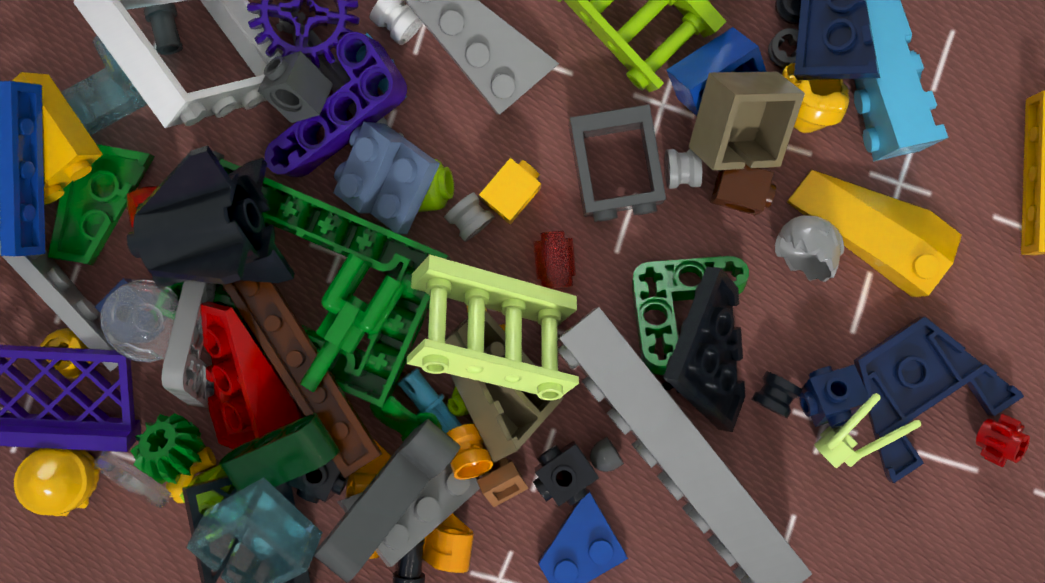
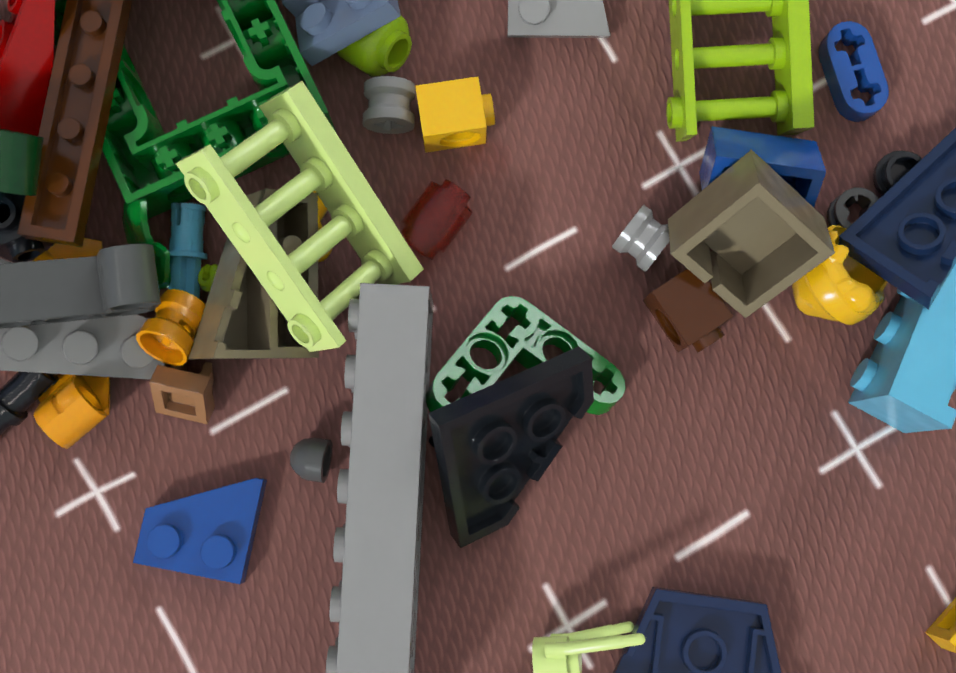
camera: 40 degrees right, 5 degrees down
(349, 316) = (171, 78): green plant -> none
(572, 488) = (270, 437): black brick -> none
(609, 123) = (605, 131): dark grey window -> none
(777, 394) = (541, 550): black wheel -> none
(810, 246) = (707, 426): light grey hair -> none
(833, 395) = (597, 600): dark blue brick -> none
(890, 235) = (800, 490): yellow wedge -> none

